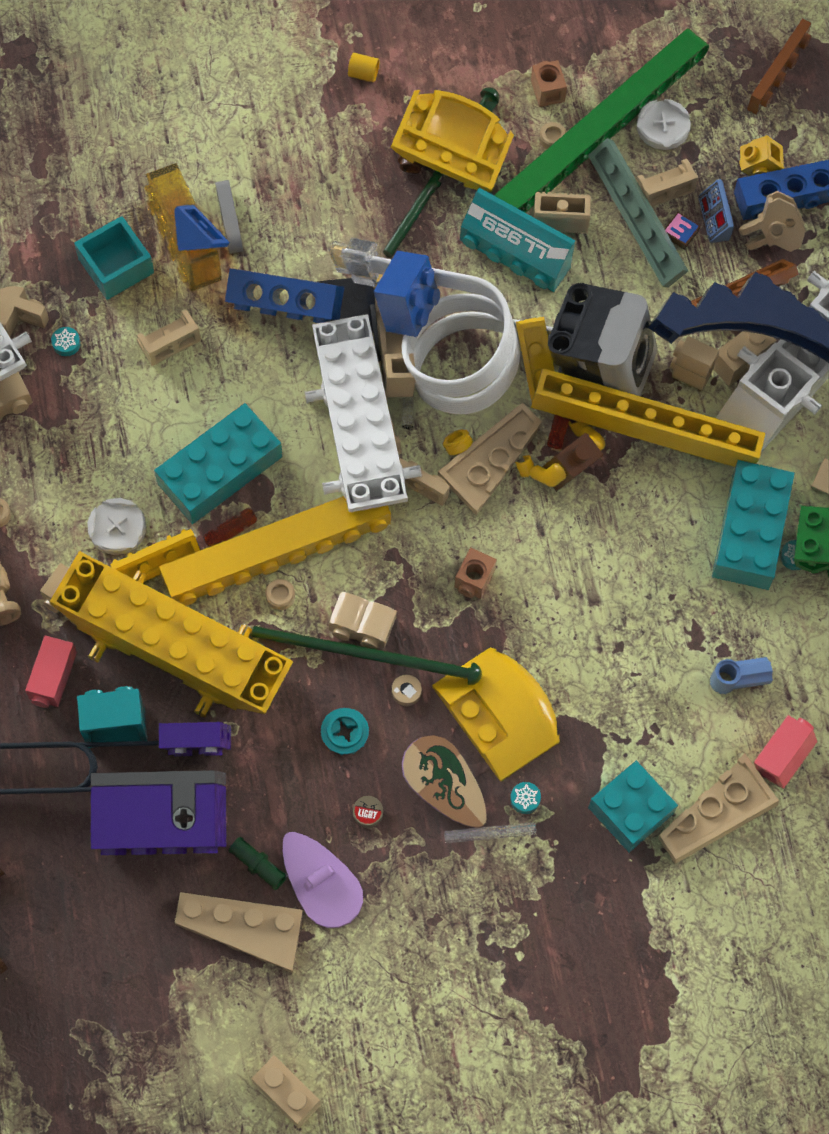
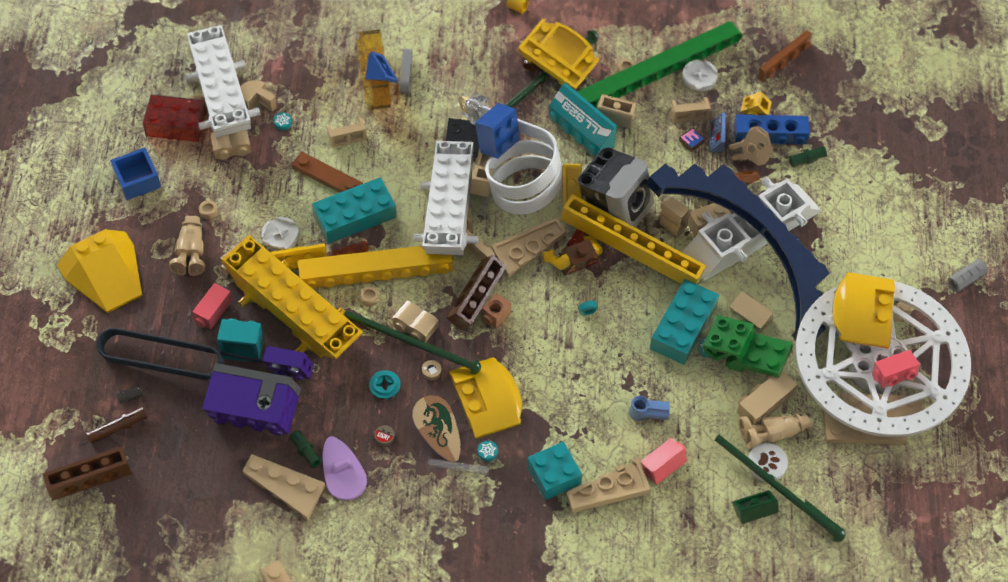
camera: 15 degrees right, 10 degrees down
(114, 257) = (326, 78): teal piece -> none
(157, 413) = (323, 173): none -> dark orange plate
(242, 284) = (401, 110): blue brick -> none
(375, 332) = (473, 153): black piece -> none
(439, 552) = (476, 292): none -> reddish brown brick
(457, 442) = (509, 231): yellow tile -> none
(548, 92) = (632, 35): nougat brick -> none
(607, 536) = (588, 308): none -> teal tile
(638, 213) = (666, 122): sand green plate -> none

